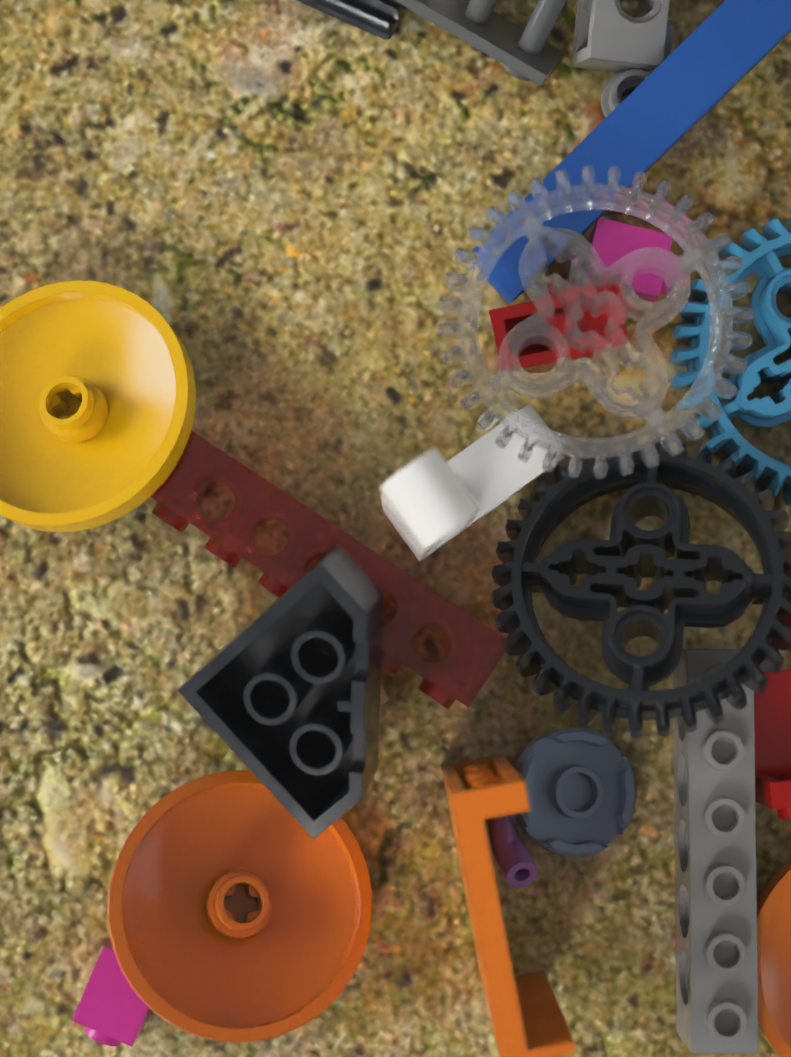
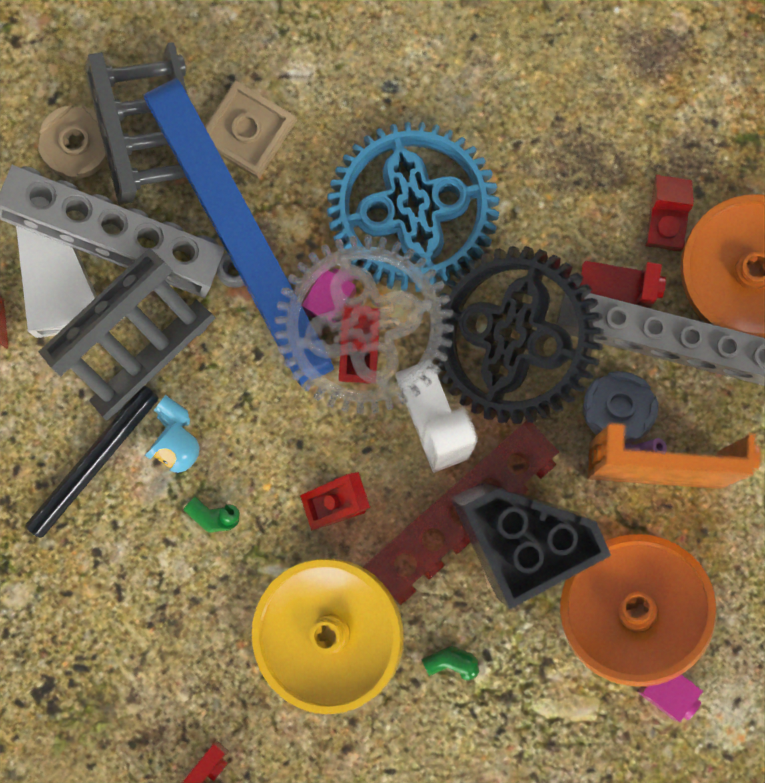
camera: 70 degrees left, 5 degrees down
(89, 620) = (454, 659): none -> green arm
(214, 175) = (213, 519): none -> green arm
(293, 362) = (335, 501): none -> red slope
(318, 79) = (175, 445): none -> medium azure piece

